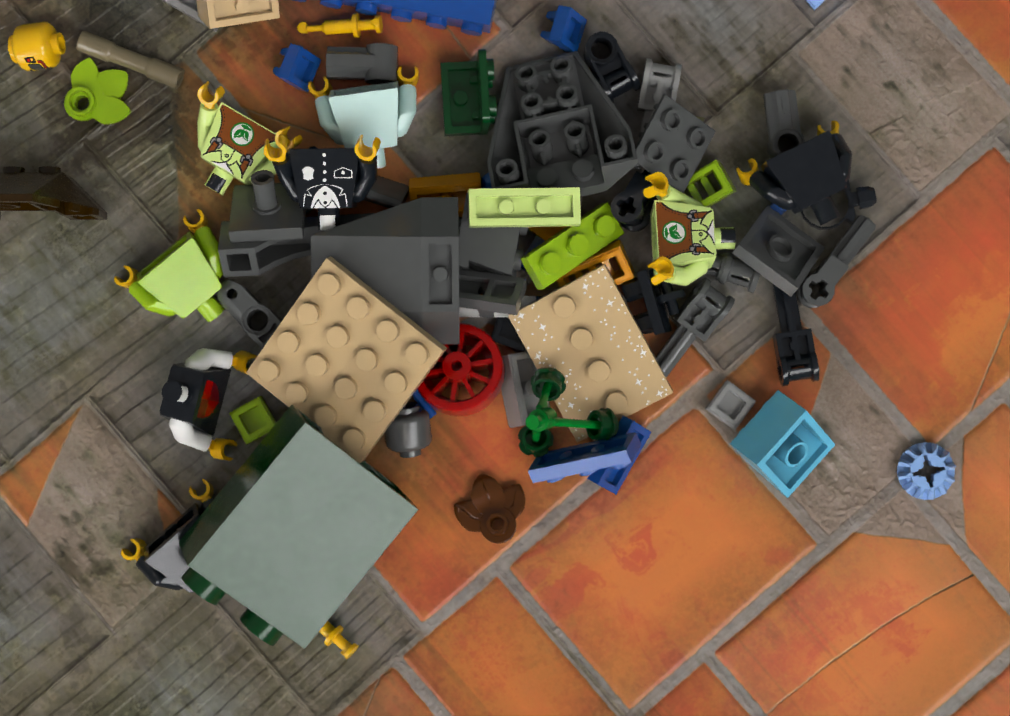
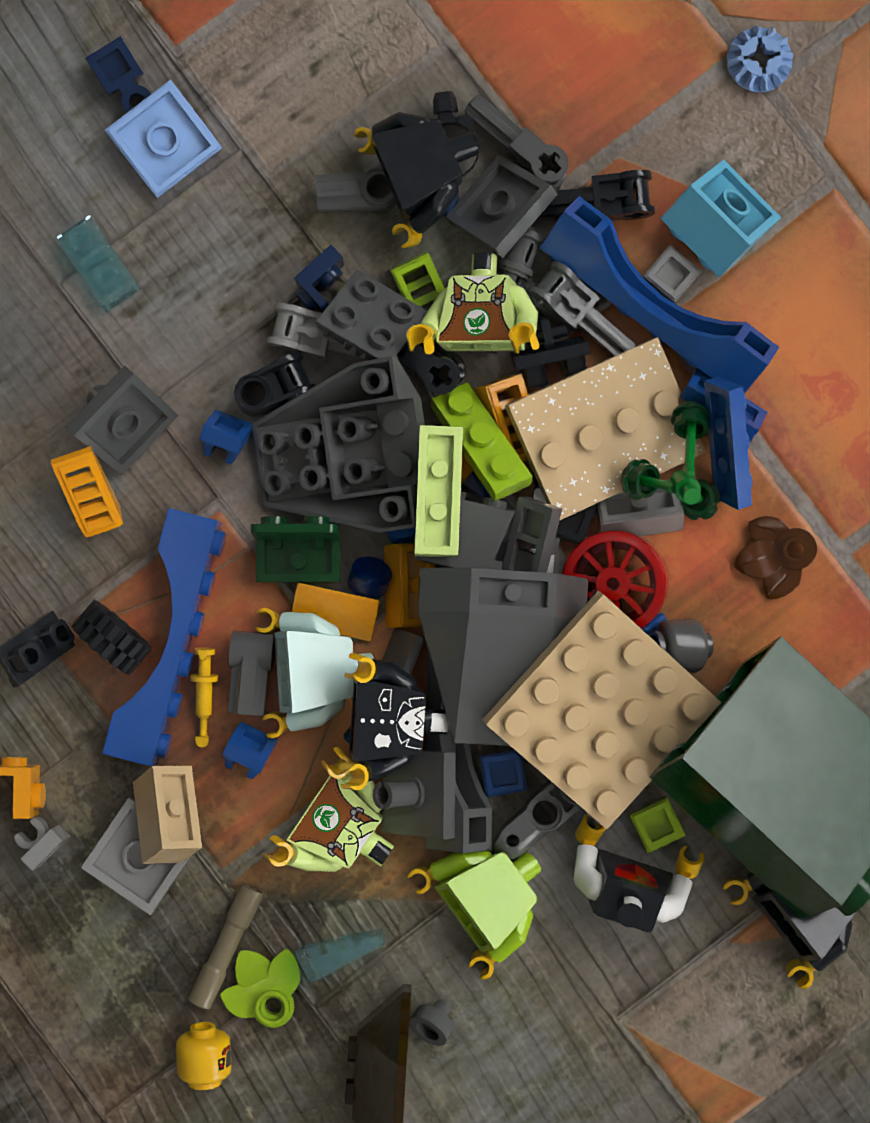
camera: 90 degrees left, 0 degrees up
(75, 238) = (432, 1023): none -> dark grey tile
(126, 144) = (329, 955): none -> clear light blue slope
(288, 284) = (502, 773): none -> blue tile
(419, 143) = (350, 613): none -> light orange slope
(450, 160) = (369, 577): none -> clear blue tile
(711, 100) = (320, 272): none -> dark blue bracket
(744, 333) = (591, 249): none -> blue arch

